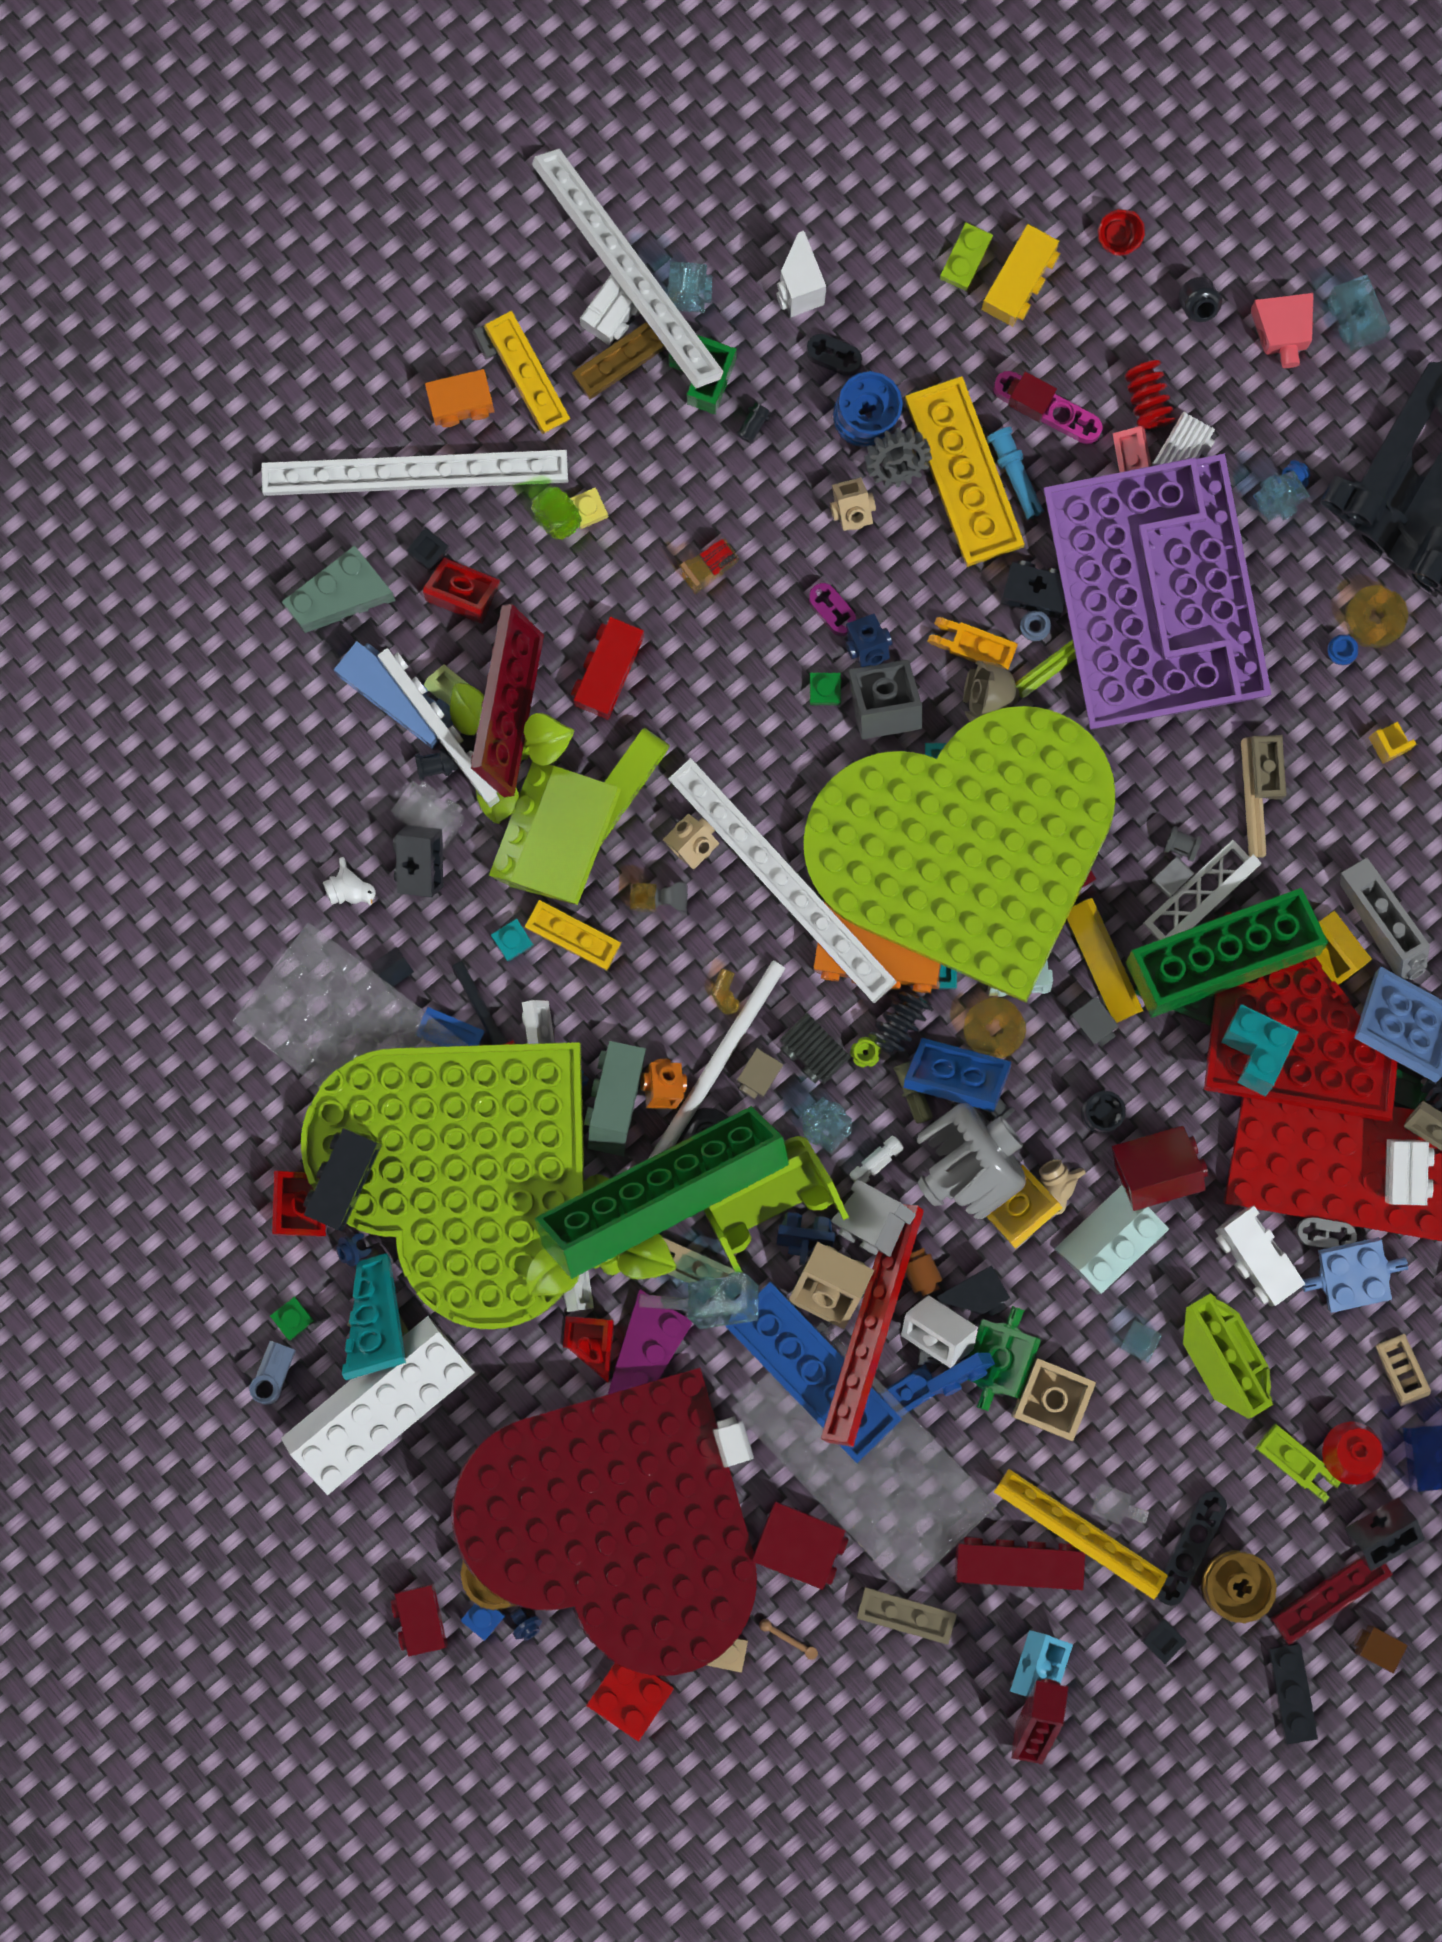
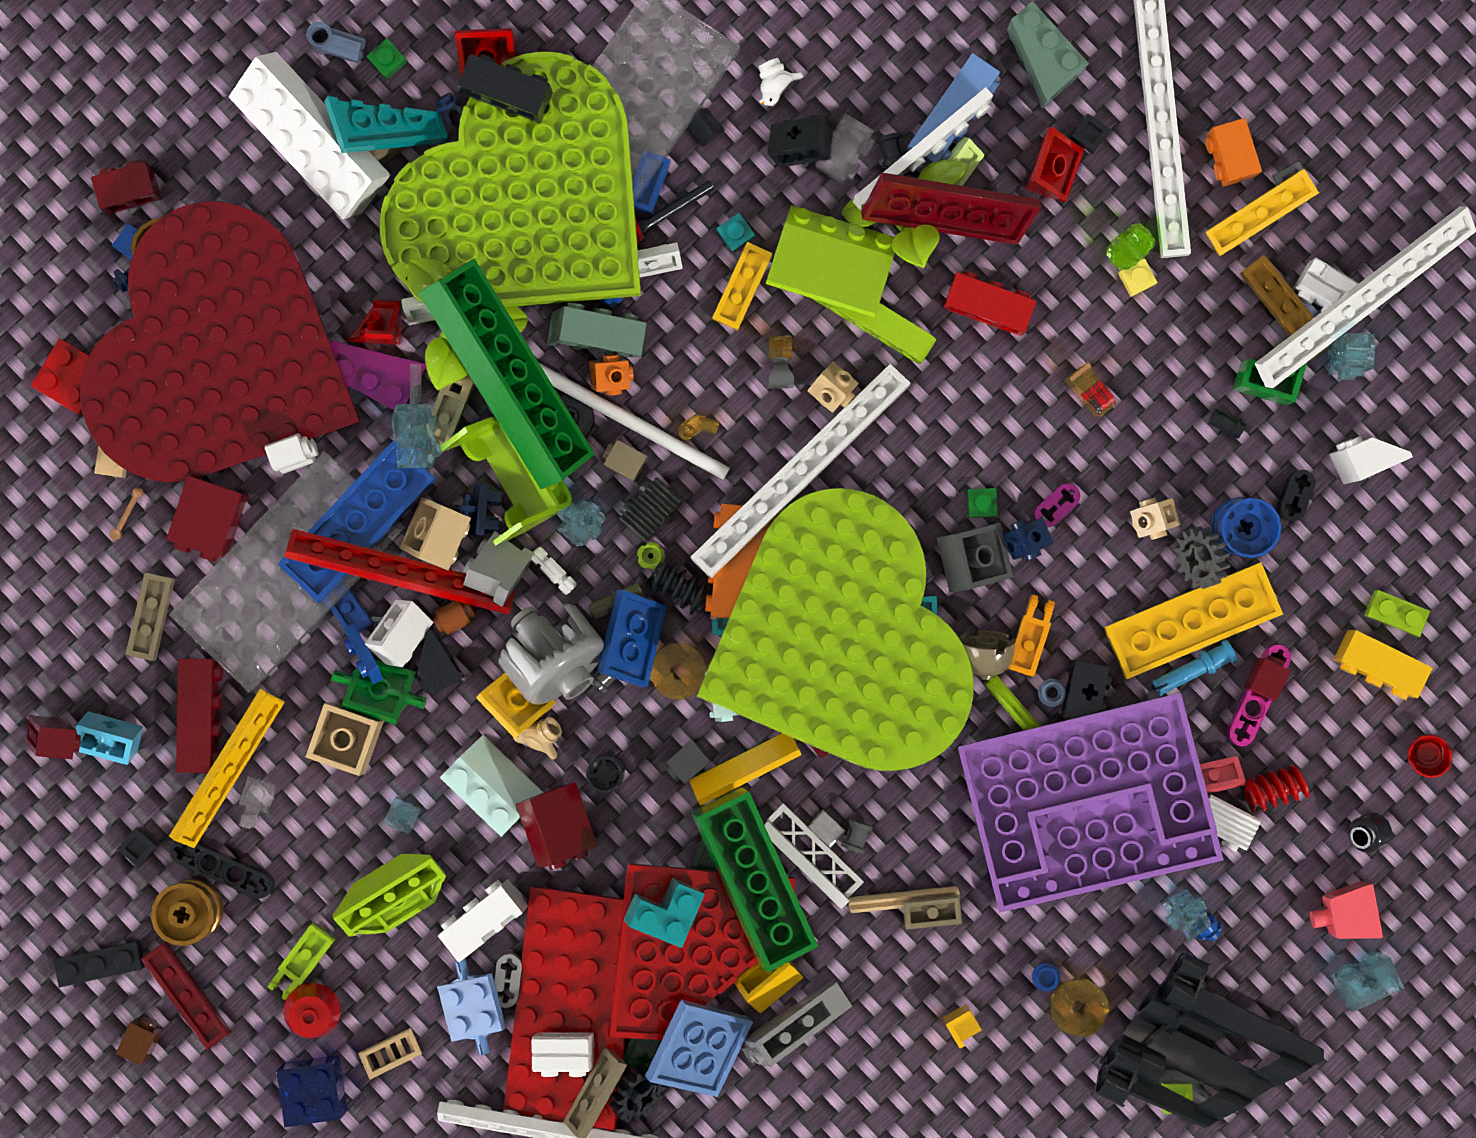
camera: 90 degrees right, 5 degrees up
(1384, 1534) = (239, 1041): black brick -> none

